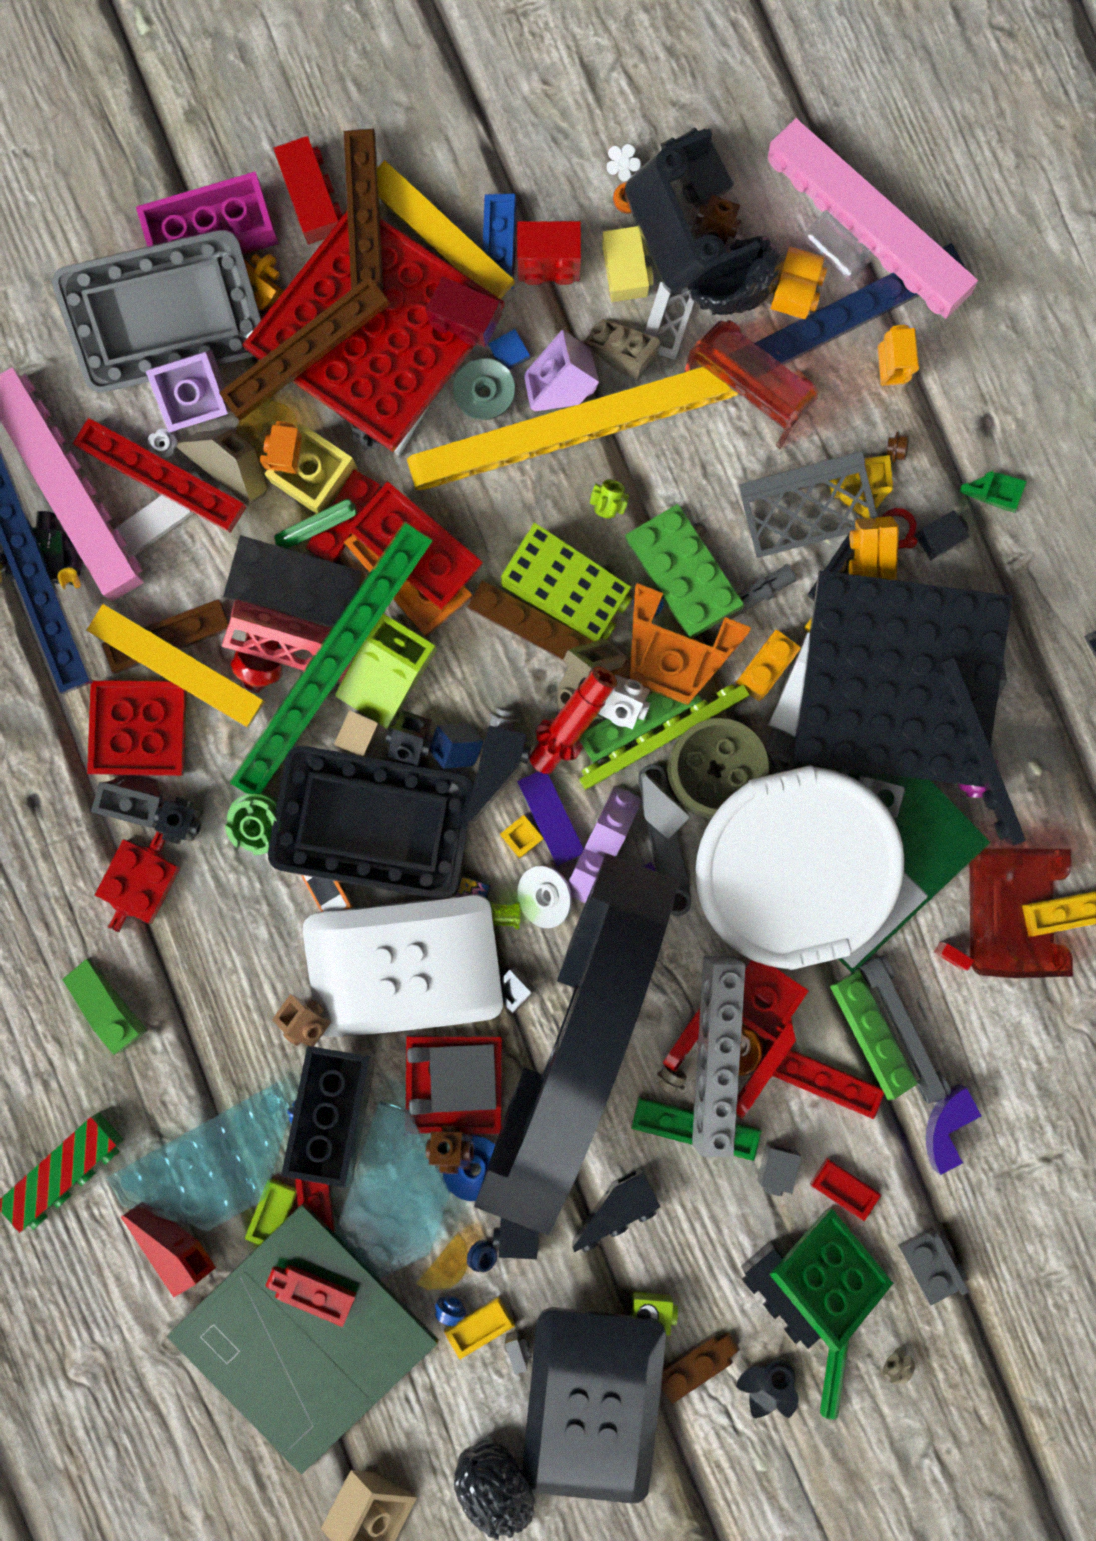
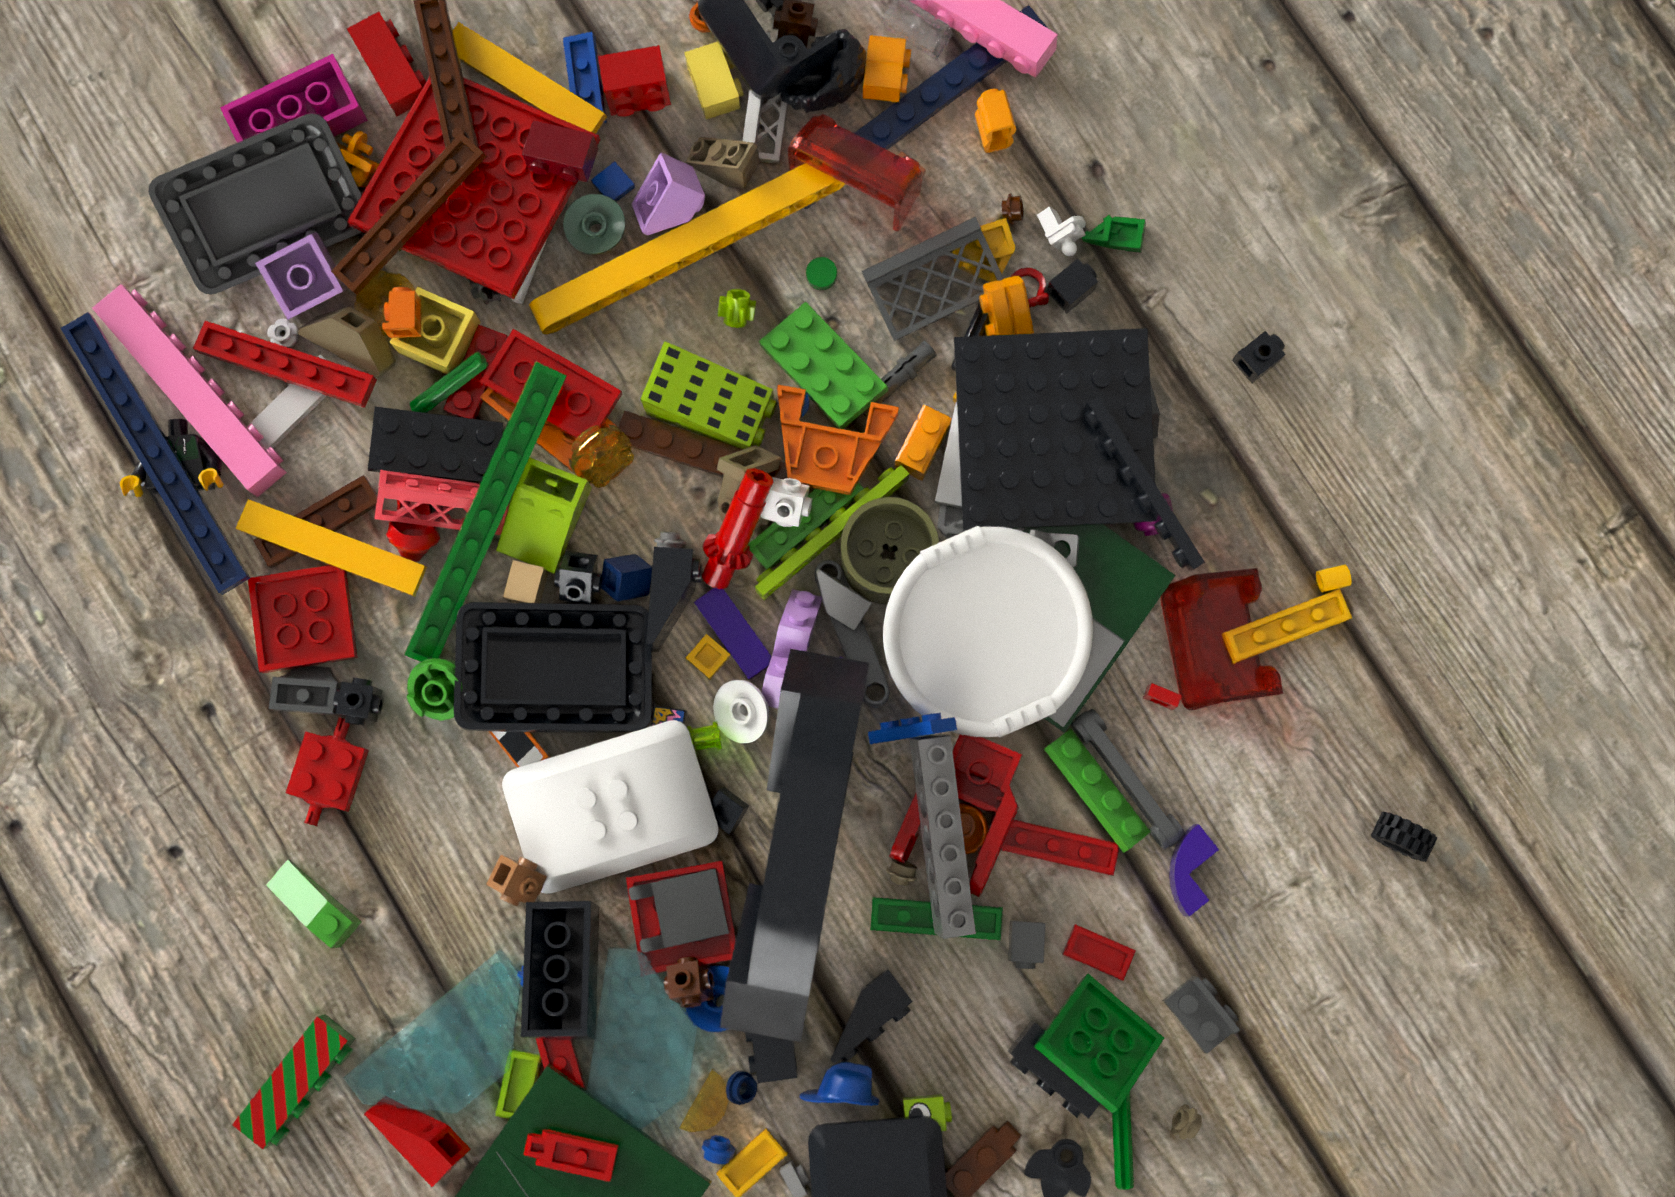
camera: 10 degrees left, 5 degrees down
(448, 636) = (601, 470): none -> clear yellow plate
(579, 1274) = (844, 1084): none -> blue piece
(697, 478) = (821, 273): none -> green tile
(708, 947) = (912, 728): none -> blue plate
(941, 482) = (1062, 234): none -> white piece

